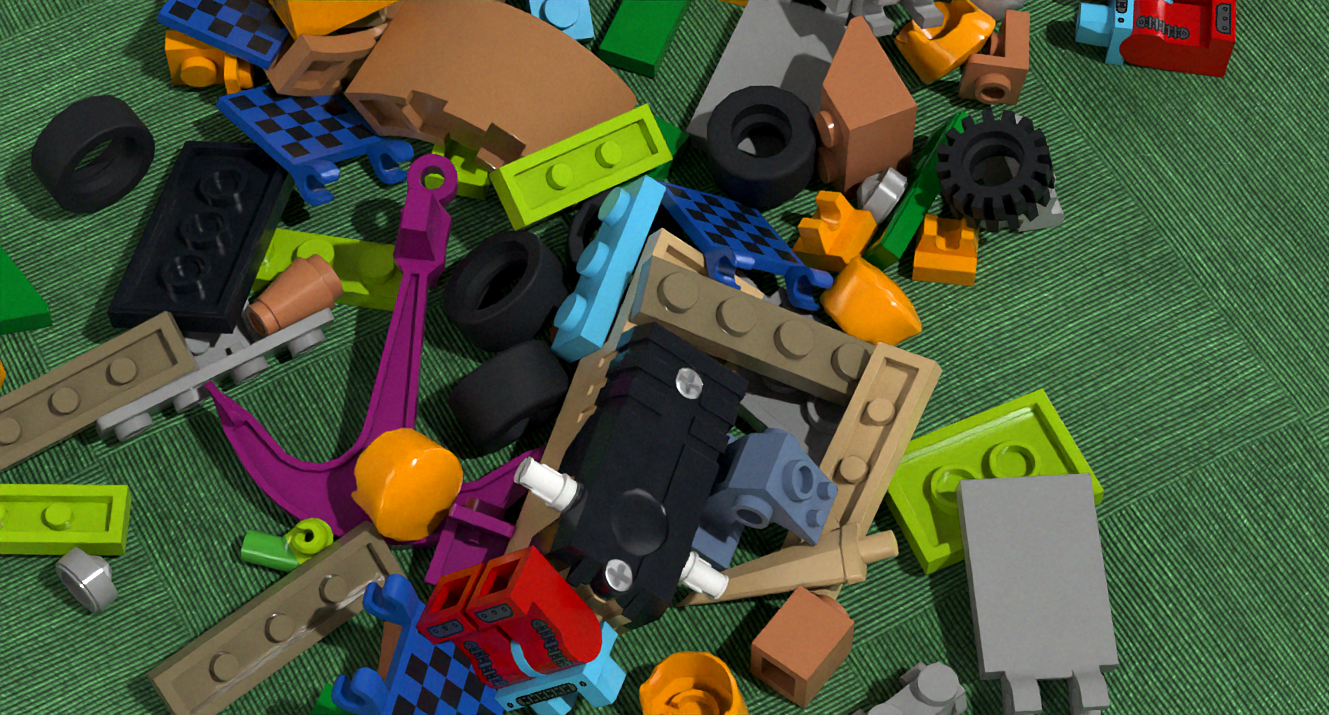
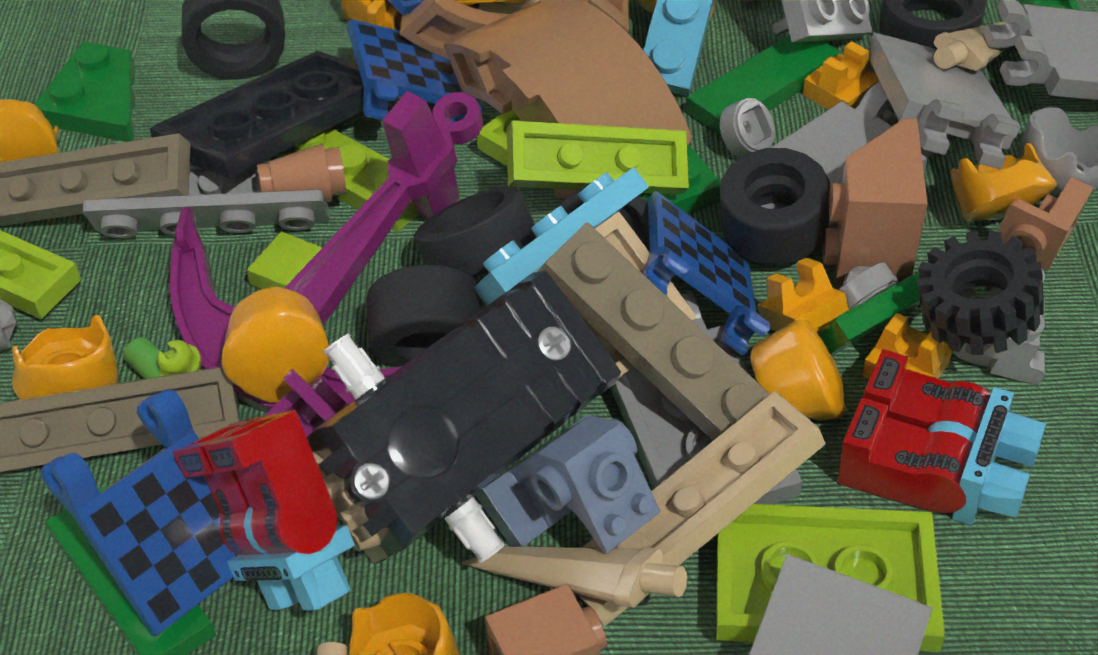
camera: 30 degrees right, 10 degrees down
(195, 588) = (65, 361): none -> light orange hair
(331, 396) = (281, 261): none -> lime tile
(679, 63) = (747, 127): none -> light grey tile
(1014, 321) = (938, 443): none -> hips

